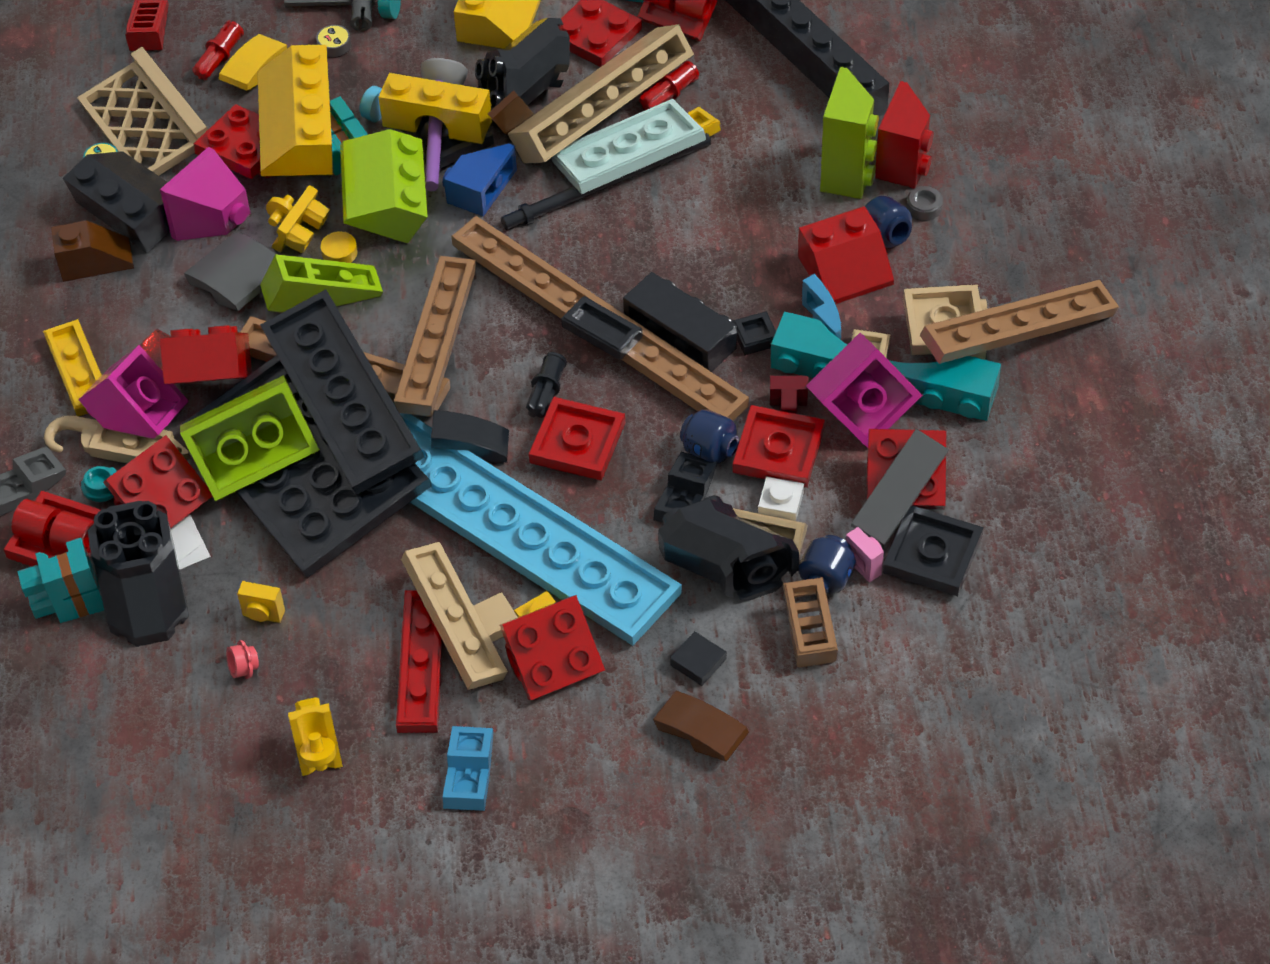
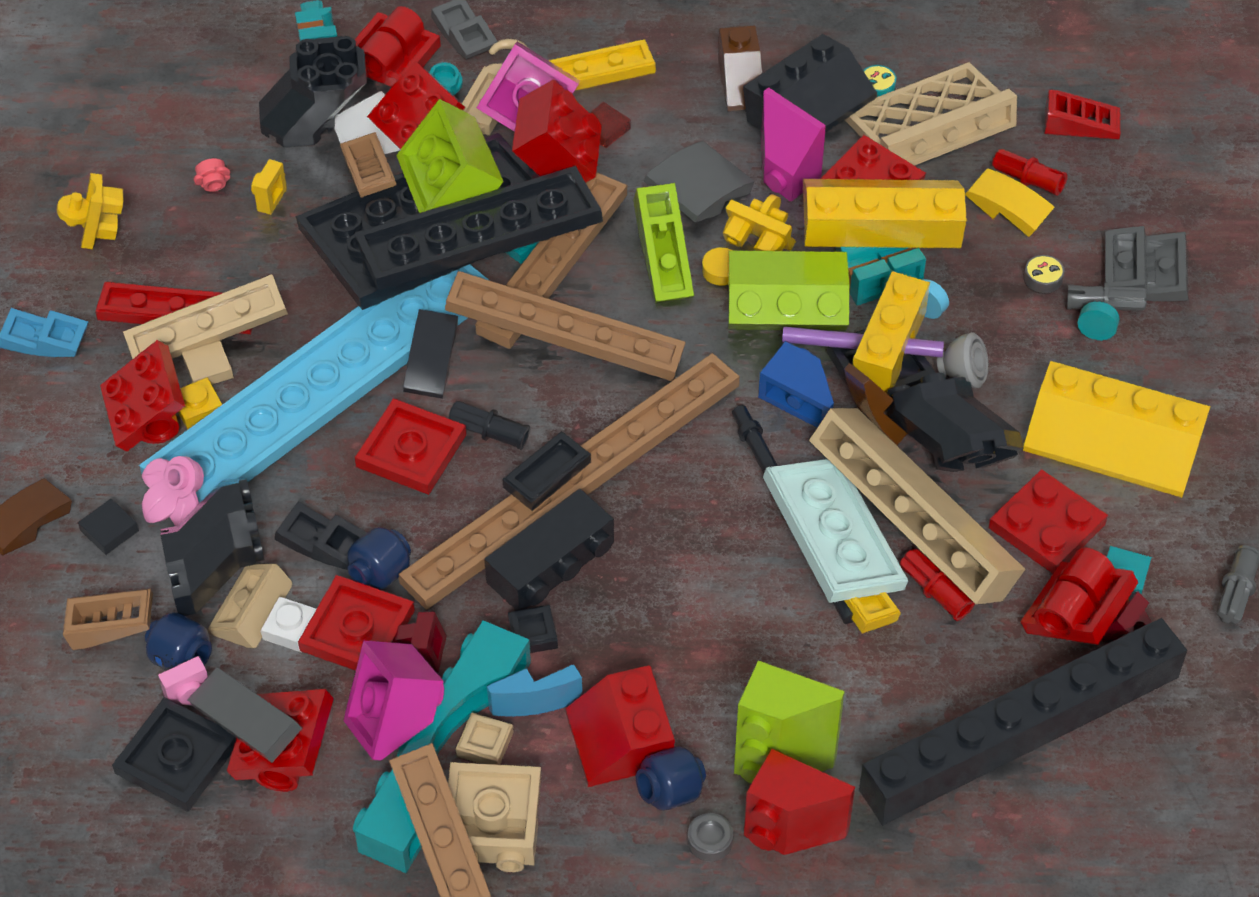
camera: 95 degrees right, 0 degrees up
(231, 535) = (367, 164): none -> medium nougat slope
(666, 602) = (171, 489): none -> bright pink plate

